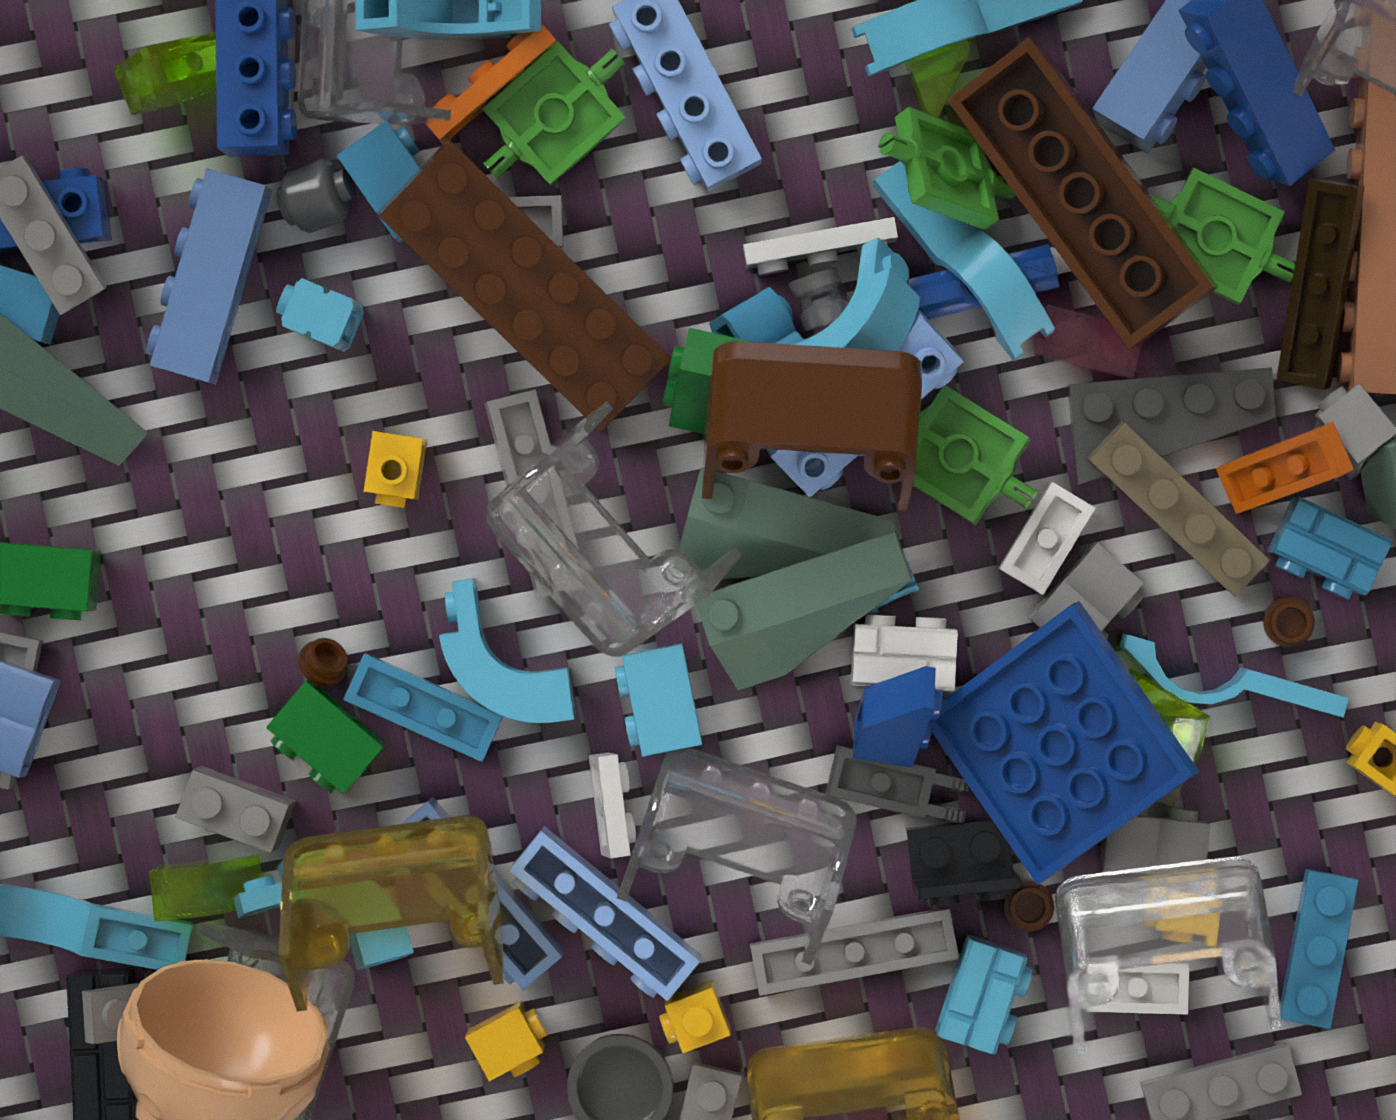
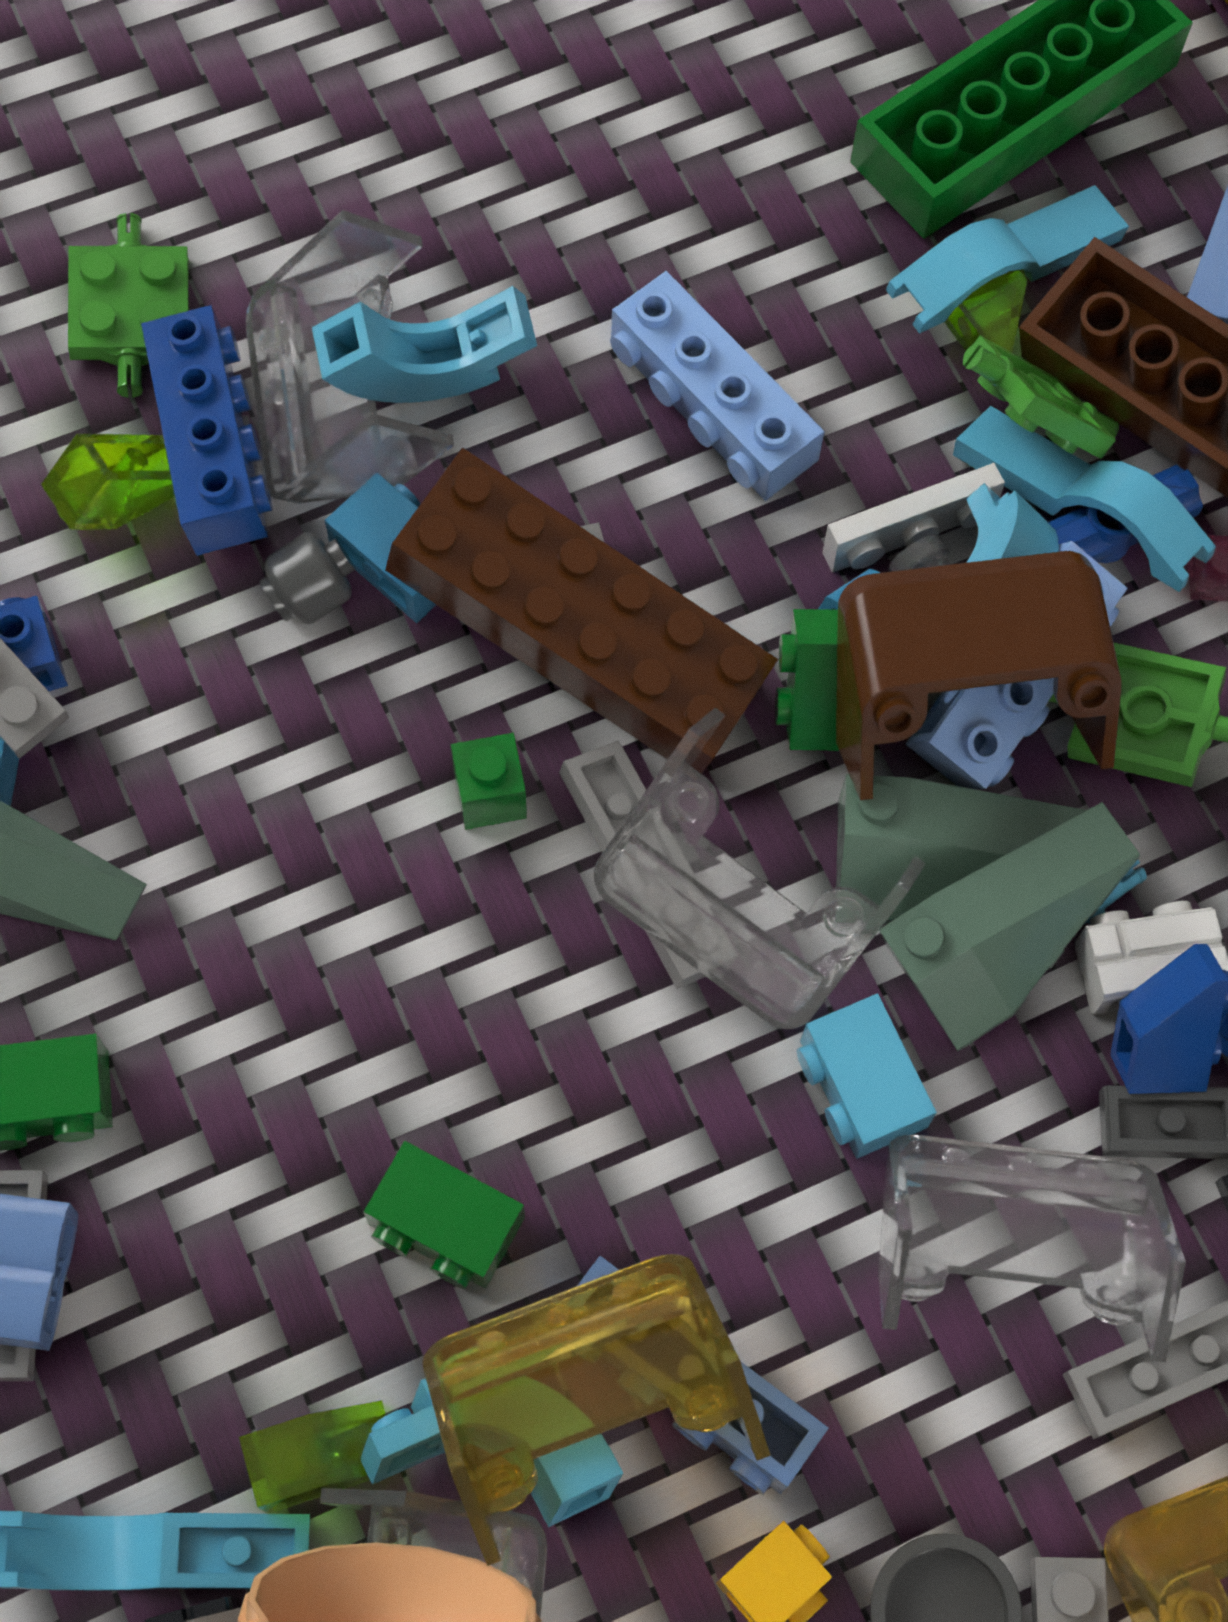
camera: 15 degrees left, 20 degrees down
(210, 275) = (194, 689): medium blue brick -> none
(235, 809) = (341, 1335): light grey brick -> none
(320, 314) = (339, 695): medium azure brick -> none
(323, 662) = (422, 1121): reddish brown plate -> none
(395, 468) = (465, 864): yellow brick -> none
(423, 707) = (563, 1153): dark azure plate -> none
(426, 403) = (489, 781): none -> green brick
(489, 81) = (495, 419): orange plate -> none
(510, 692) = (650, 1102): medium azure arch -> none
(554, 113) = (572, 440): bright green plate -> none
(589, 903) = (870, 1367): light blue brick -> none
(609, 783) = (827, 1202): white plate -> none
(695, 1017) = (1024, 1485): yellow brick -> none

